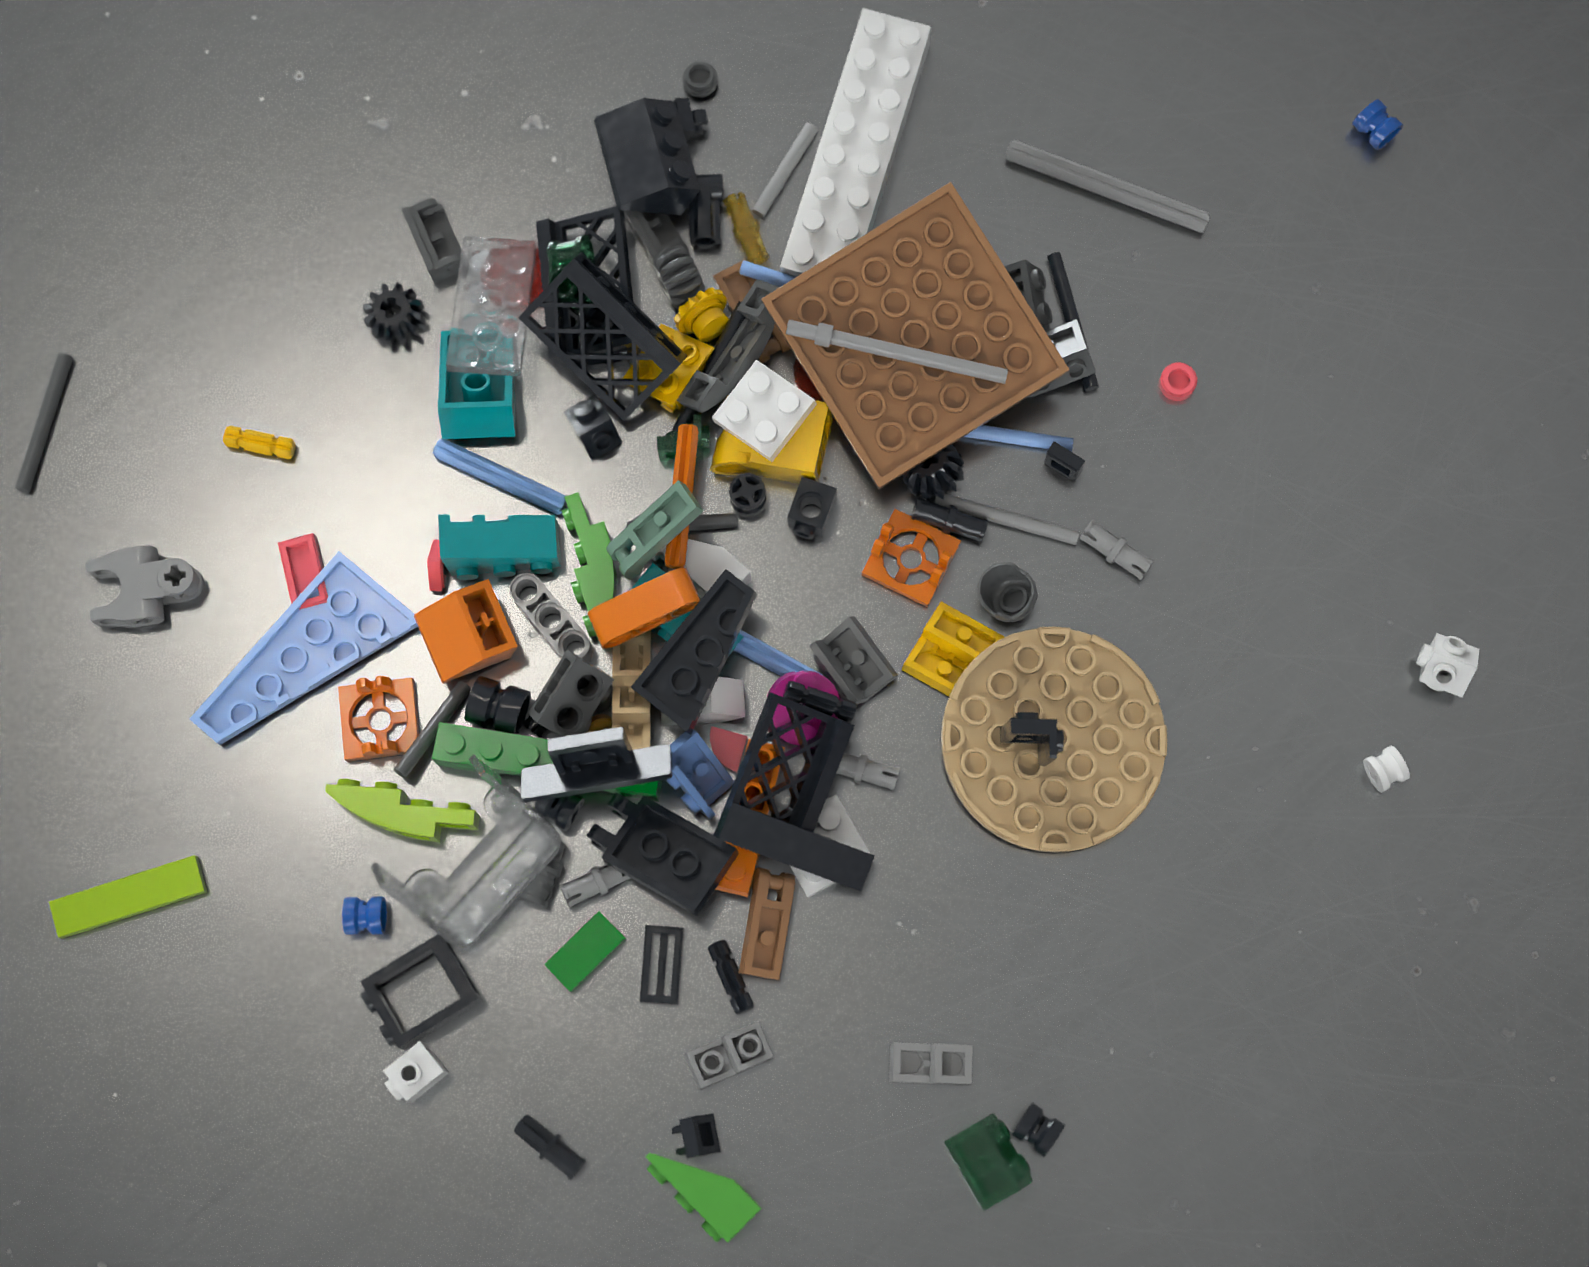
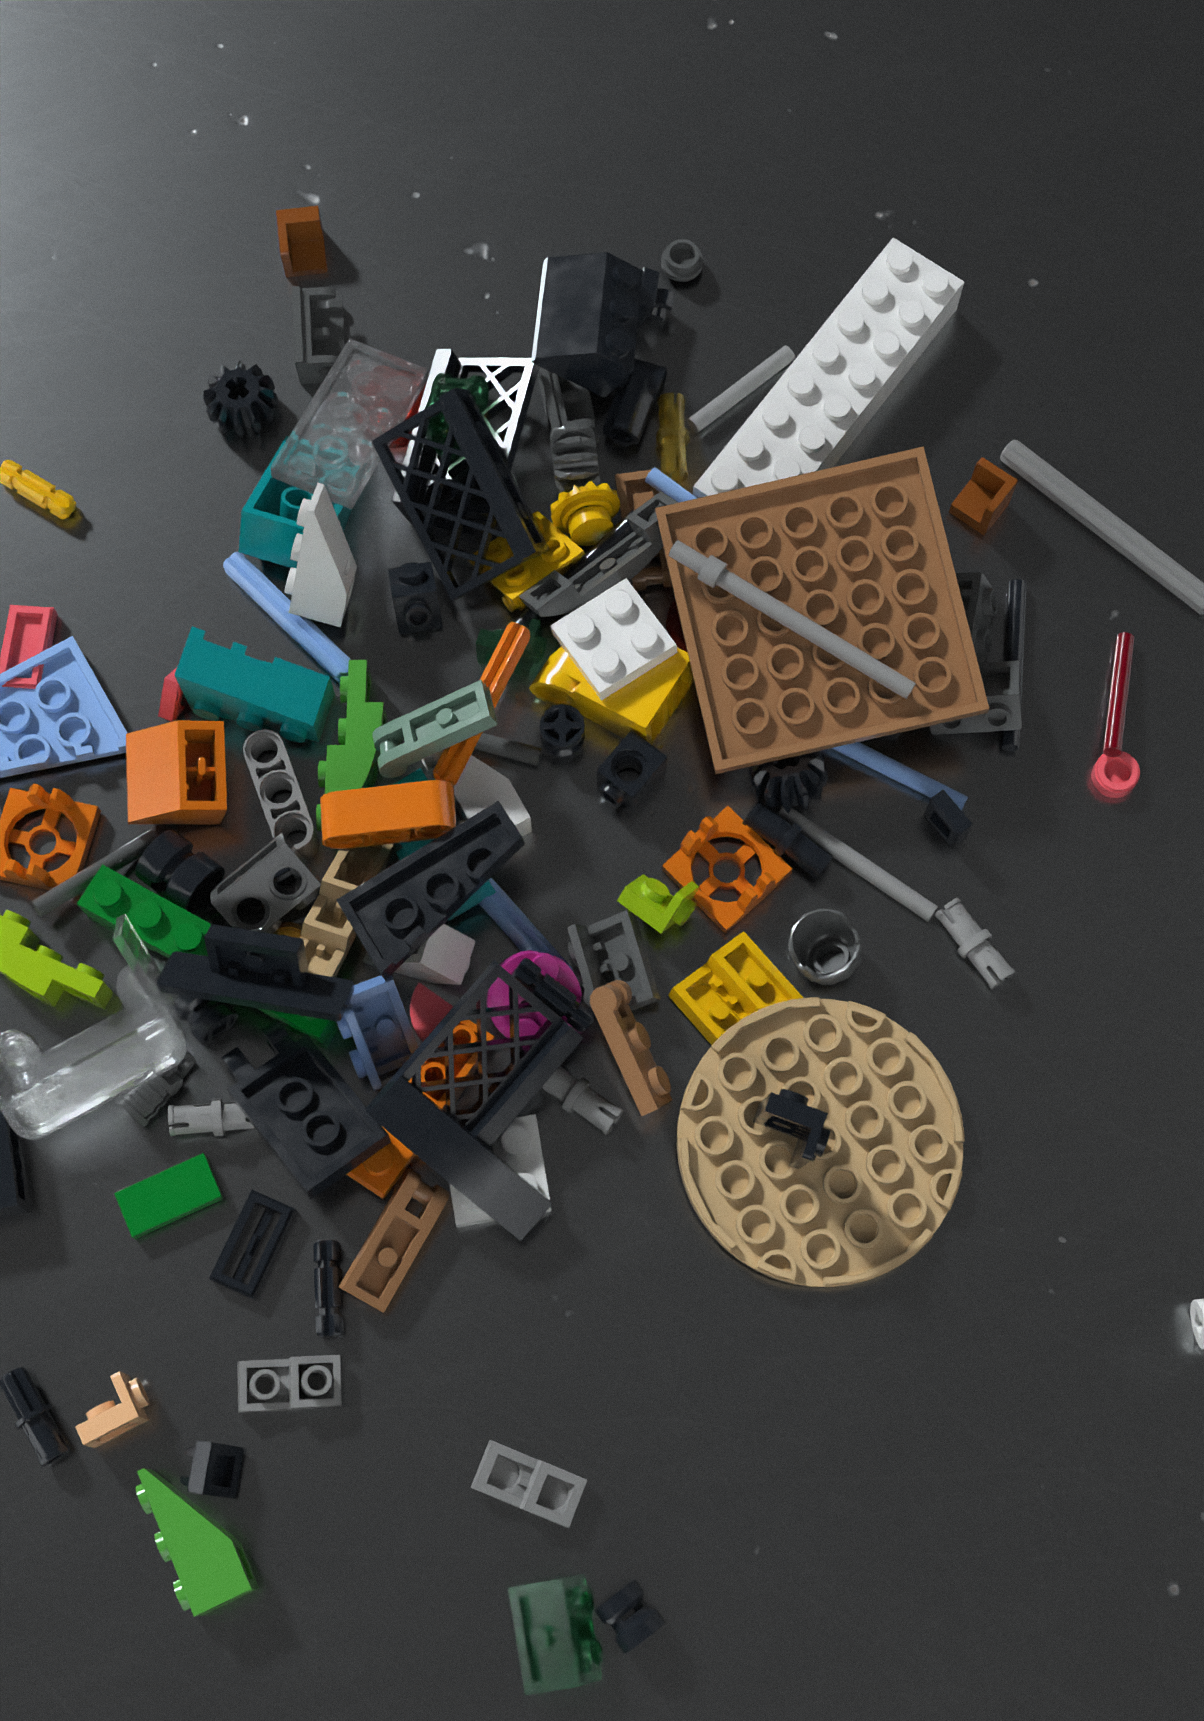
camera: 15 degrees right, 5 degrees down
(390, 165) = (301, 241): none -> dark orange panel
(518, 429) = (325, 564): none -> white slope
(607, 1128) = (112, 1420): none -> light nougat bracket
(868, 604) = (655, 905): none -> lime bracket
(890, 719) = (630, 1046): none -> medium nougat plate
(1004, 195) = (984, 496): none -> dark orange panel
(1160, 318) = (1118, 695): none -> dark red bar

